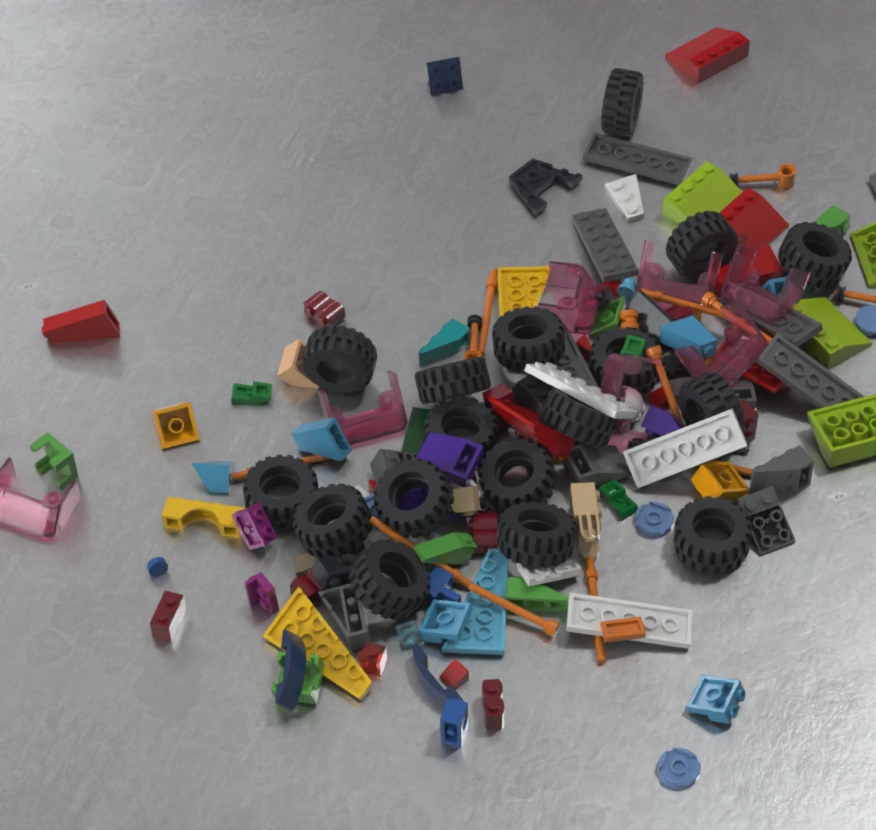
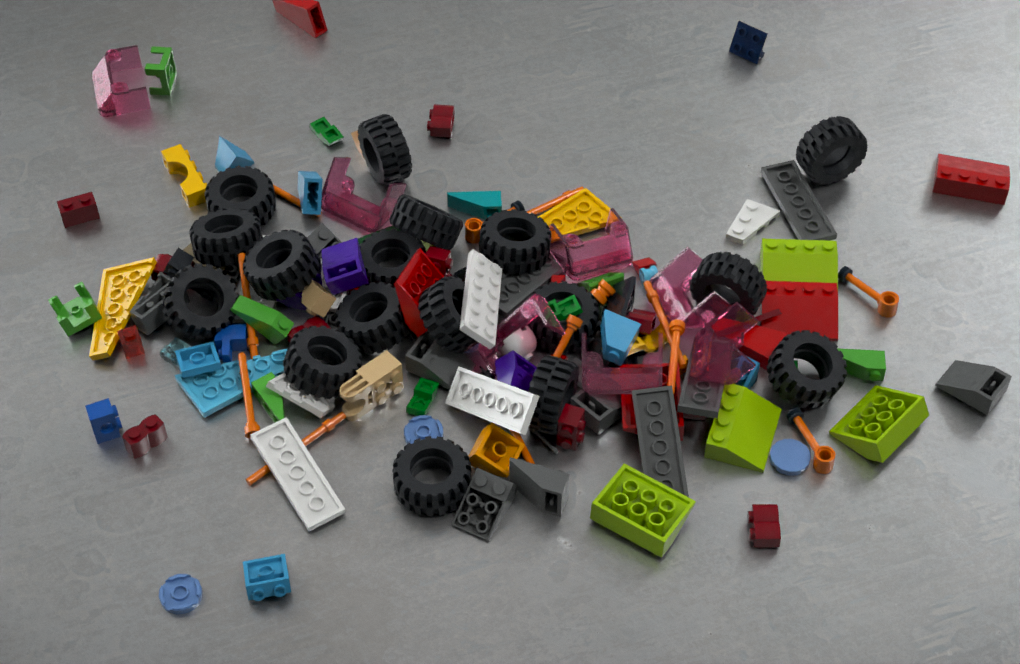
camera: 50 degrees right, 0 degrees up
(157, 566) = (119, 178): blue tile -> none
(175, 424) = (256, 110): light orange slope -> none
(254, 526) = (193, 202): magenta bracket -> none
(261, 591) = (136, 242): magenta bracket -> none
(294, 671) = (75, 298): dark blue slope -> none
(428, 681) = (149, 371): dark blue slope -> none
(454, 674) = (159, 399): red slope -> none
(535, 178) = (705, 155): black wing -> none
(604, 298) = (613, 264): black piece -> none
(605, 245) = (676, 234): dark grey plate -> none
(622, 629) = (278, 472): orange tile -> none

